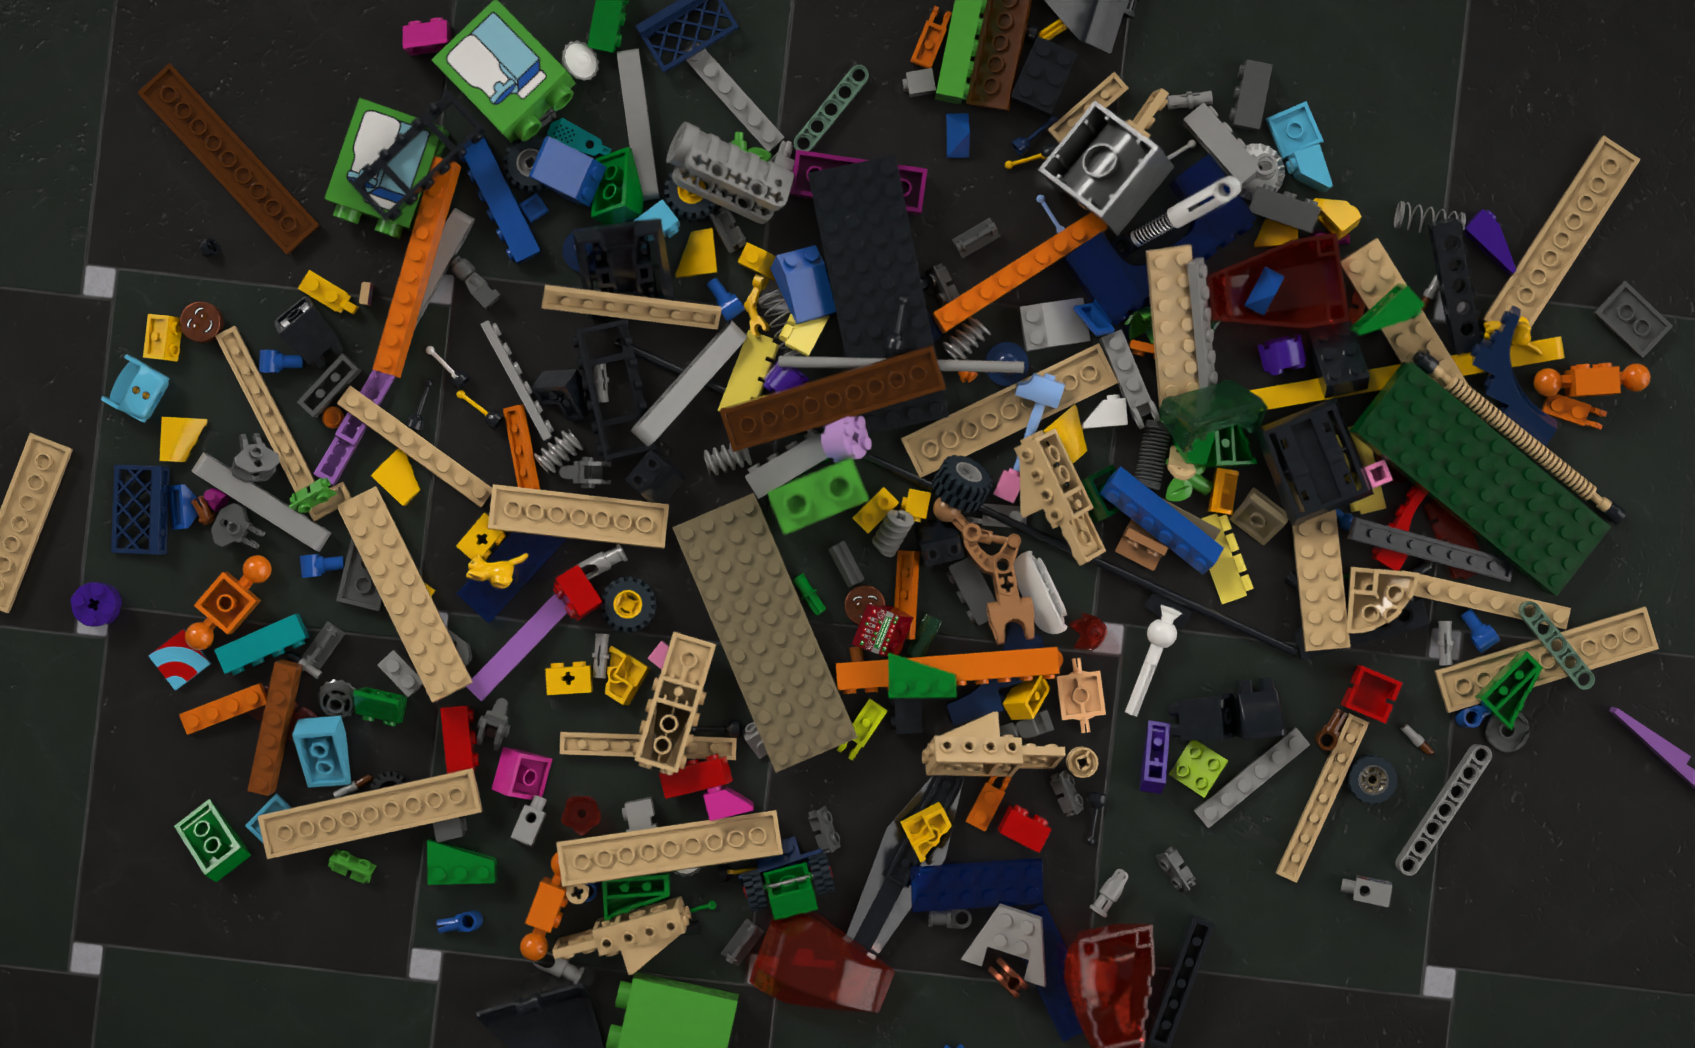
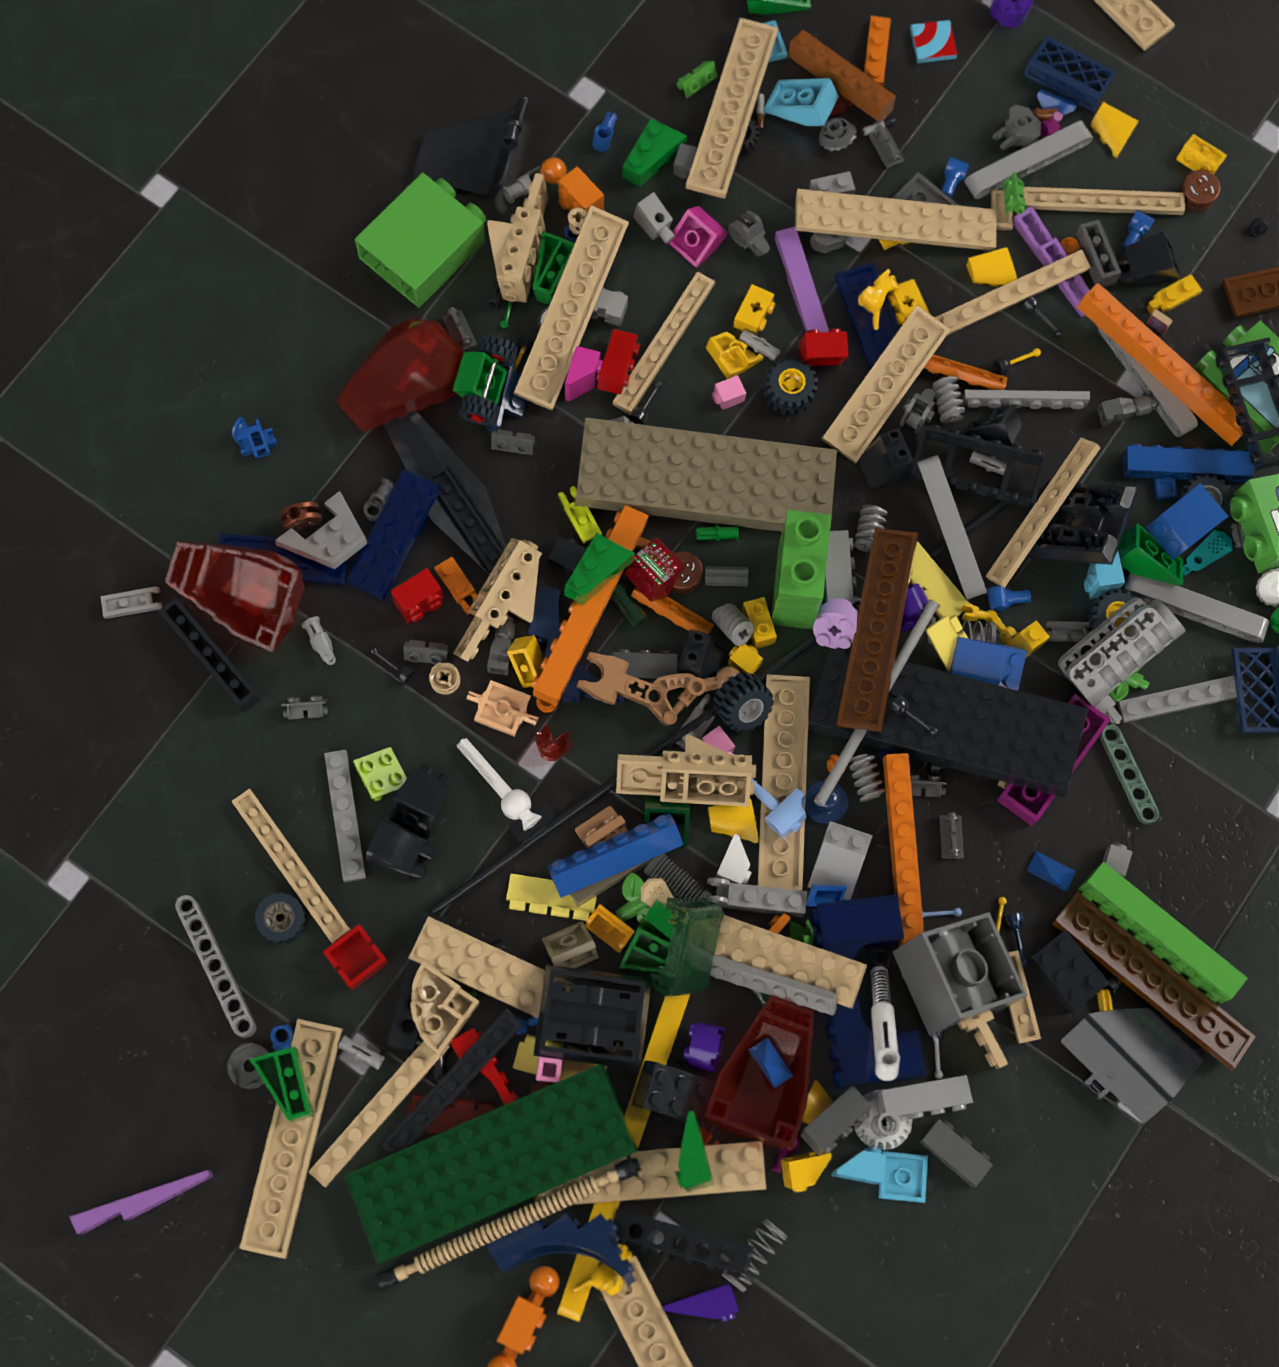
camera: 115 degrees right, 15 degrees down
(137, 389) = (1168, 117): medium azure piece -> none
(227, 602) = (961, 93): orange brick -> none
(254, 459) = (1067, 168): dark grey hinge -> none
(262, 643) = (913, 103): teal brick -> none
(380, 705) = (816, 158): green slope -> none
(458, 378) = (1051, 356): hinge -> none
(459, 738) = (743, 197): red brick -> none
(570, 816) = (641, 255): clear red piece -> none
(604, 560) = (837, 388): light grey piece -> none
(674, 705) = (687, 370): tan wedge -> none
(698, 255) = (1057, 598): yellow slope -> none
(926, 829) = (465, 517): yellow slope -> none
(930, 40) = (1148, 886): orange hinge -> none
(1036, 582) = (610, 721): white brick -> none
(1155, 757) = (412, 740): dark purple slope -> none
(1189, 100) = (980, 1094): light grey pin -> none
(1332, 729) = (344, 906): reddish brown pin -> none
(1378, 894) = (185, 859): light grey torso -> none
(1417, 739) = (290, 979): light grey piece -> none
(1430, 293) = (684, 1217): light grey piece -> none
(1482, 635) = (347, 1090): blue pin -> none
(1566, 650) = (288, 1151): sand green beam -> none
(1572, 410) = (504, 1293): orange hinge -> none

